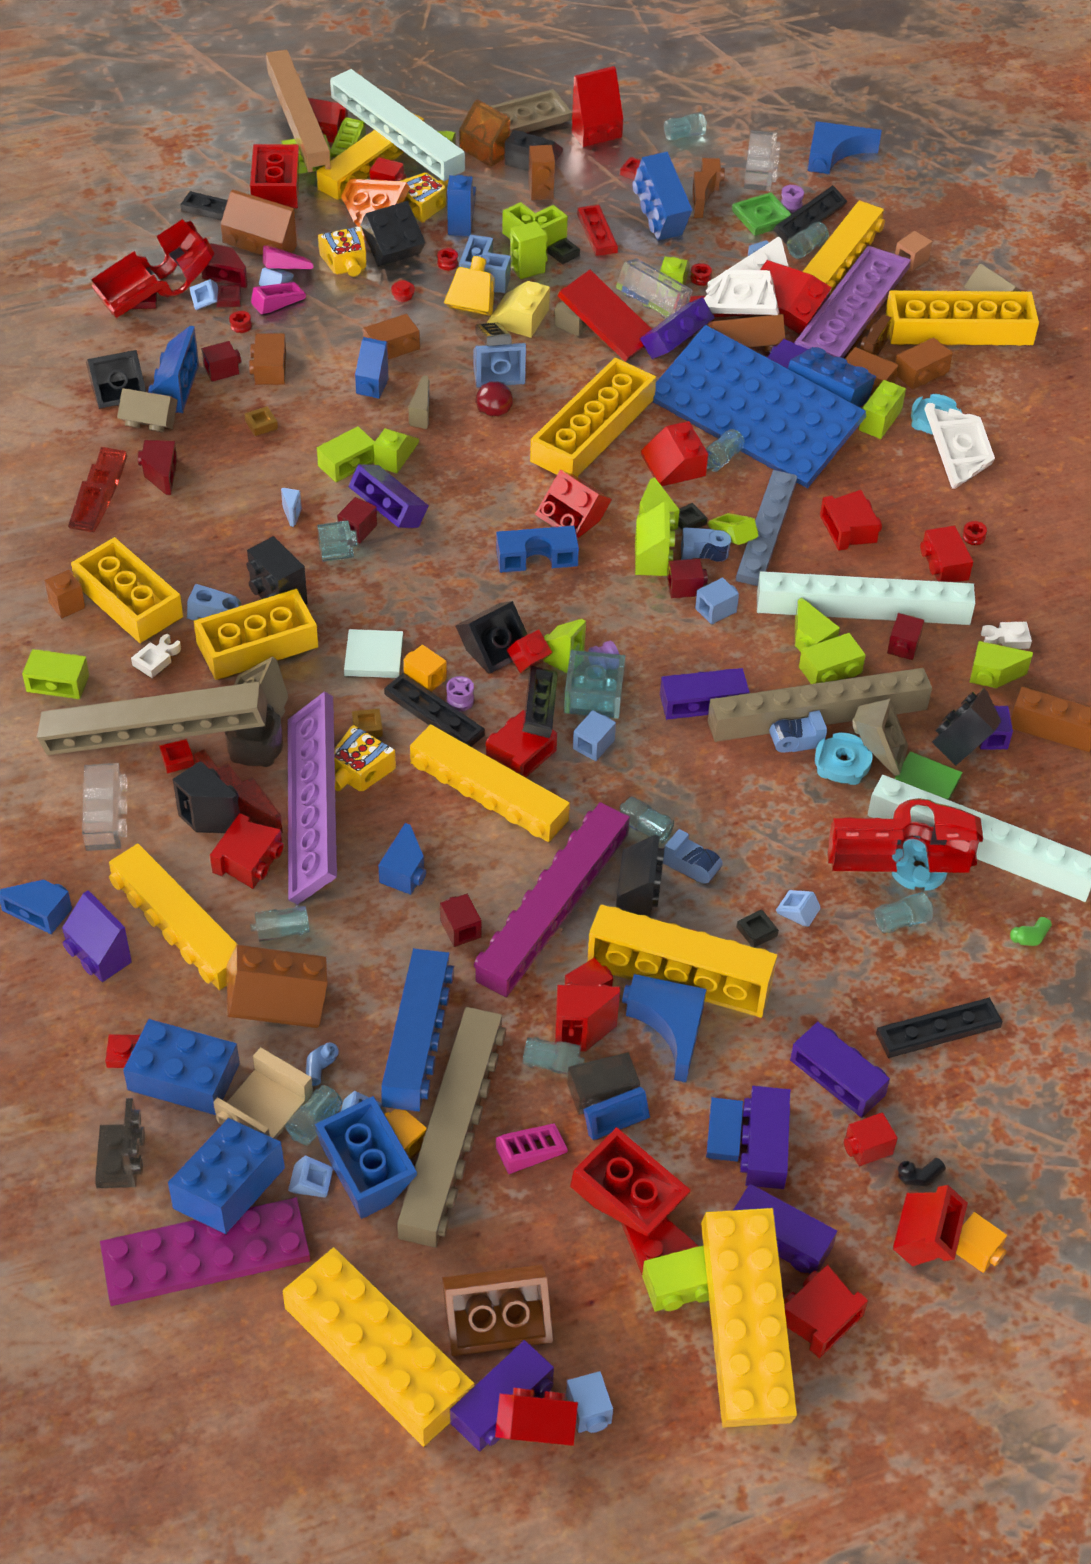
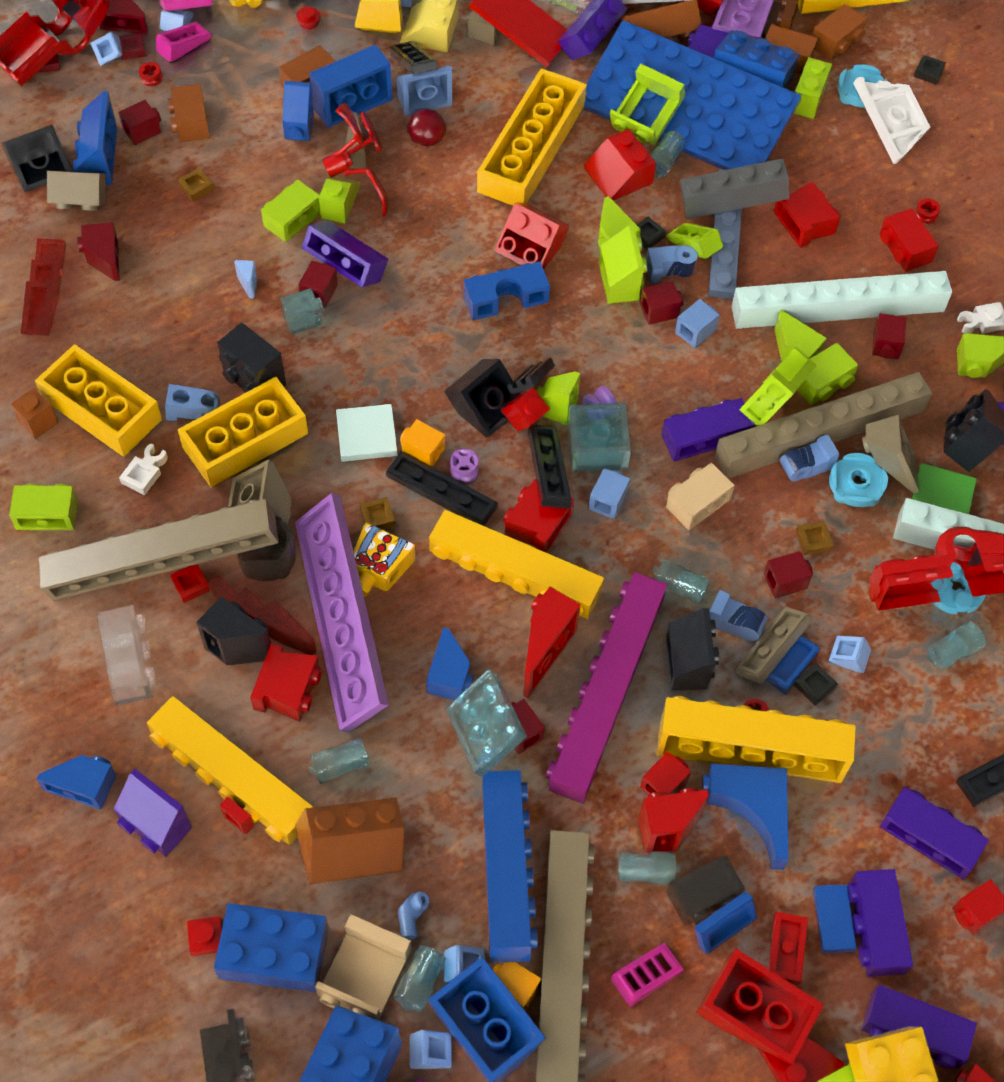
camera: 10 degrees left, 10 degrees up
(175, 954) = (236, 815): none -> red tile
(402, 414) = (341, 159): none -> red plant
(425, 907) = (485, 723): none -> clear light blue plate
(429, 350) = (358, 80): none -> blue brick
(504, 845) = (552, 628): none -> red slope
(542, 622) = (531, 376): none -> black tile
(673, 1141) = (788, 946): none -> red plate
(682, 749) = (699, 495): none -> tan brick
(722, 887) = (773, 645): none -> dark tan tile
(727, 384) = (658, 83): none -> lime panel
(737, 905) = (793, 664): none -> blue tile
(752, 828) = (788, 574): none -> dark red brick
(764, 668) = (778, 387): none -> lime panel
(779, 485) = (735, 188): none -> dark grey brick
(786, 802) = (814, 538): none -> pearl gold plate
(1009, 408) = (929, 69): none -> pearl dark grey tile

